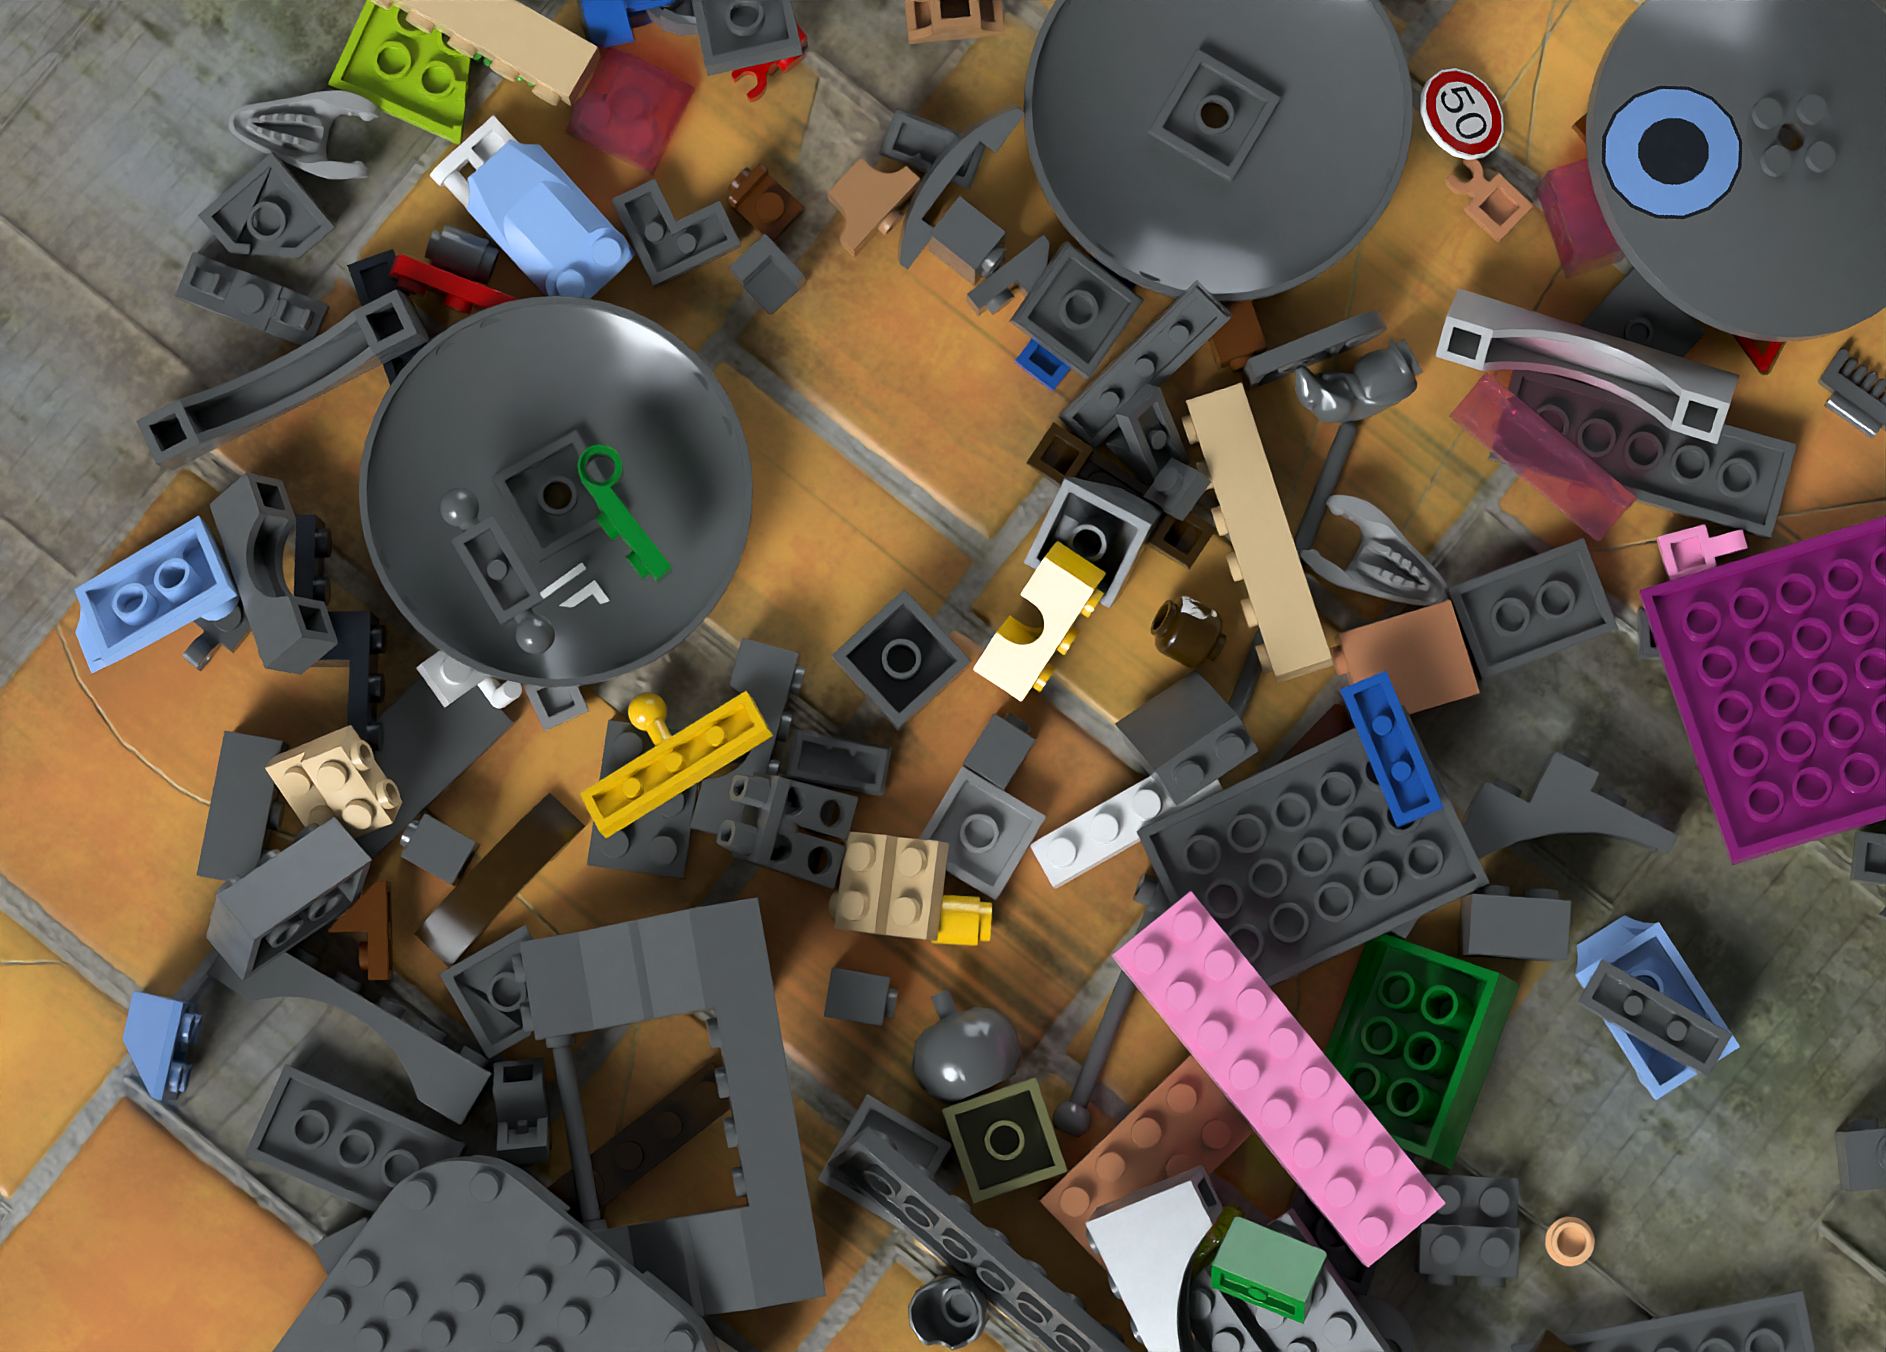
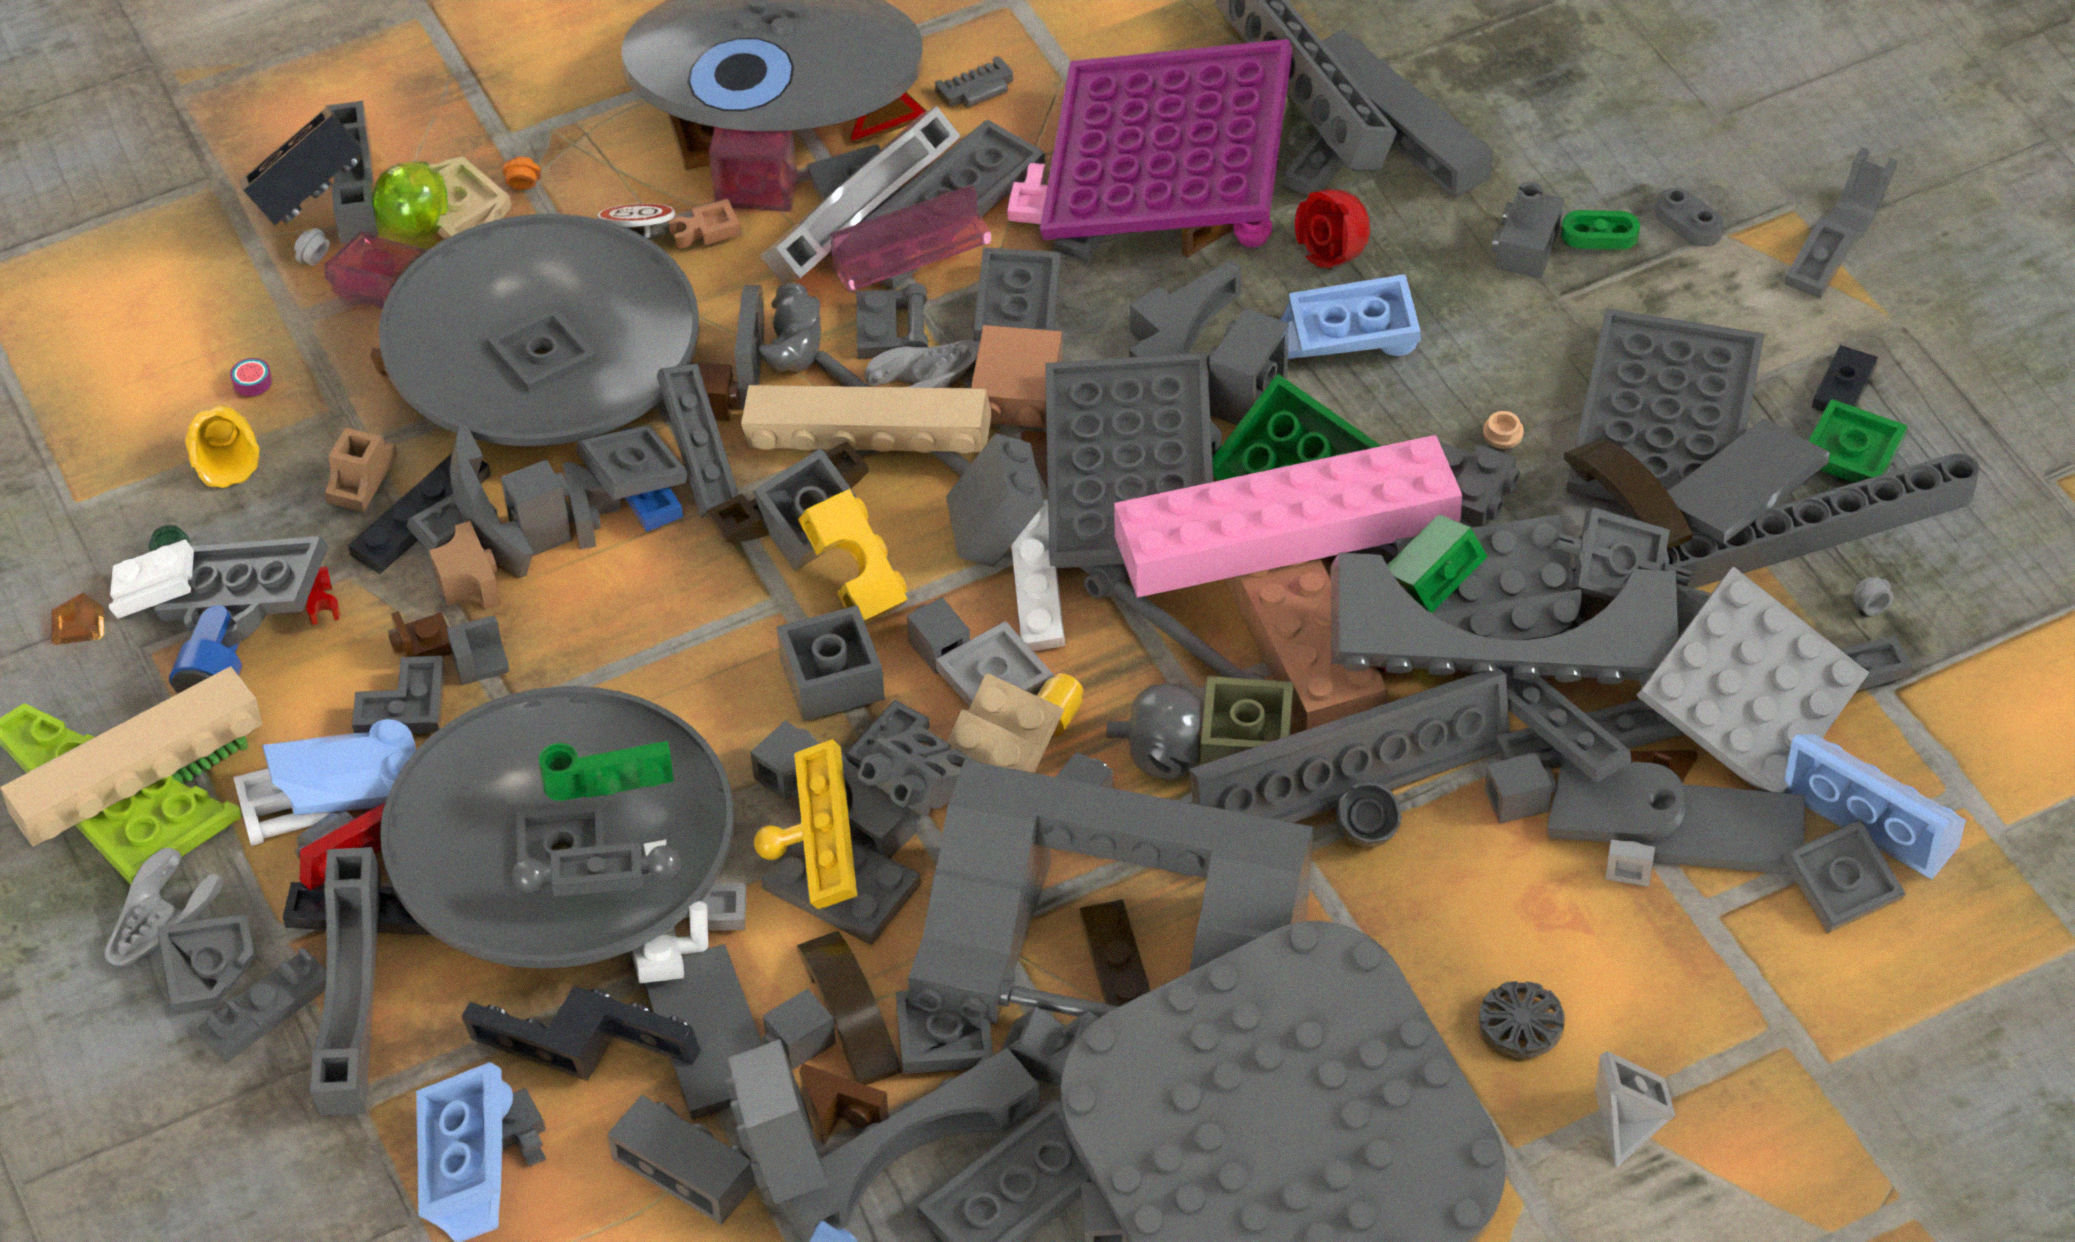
camera: 60 degrees left, 35 degrees down
(254, 526) = (547, 1029): dark grey arch -> none
(336, 780) = (695, 1056): tan plate -> none
(630, 110) = (295, 696): clear pink slope -> none
(948, 102) = (389, 536): none -> black plate
(1146, 435) = (754, 459): dark grey slope -> none
(1177, 489) = (801, 443): dark grey plate -> none
(1188, 631) = (914, 490): dark brown head -> none
(1391, 749) = (1074, 370): blue plate -> none
(1429, 467) = (879, 319): none -> dark grey plate
(1654, 1018) = (1358, 306): dark grey plate -> none
(1792, 930) = (1332, 227): none -> red cylinder

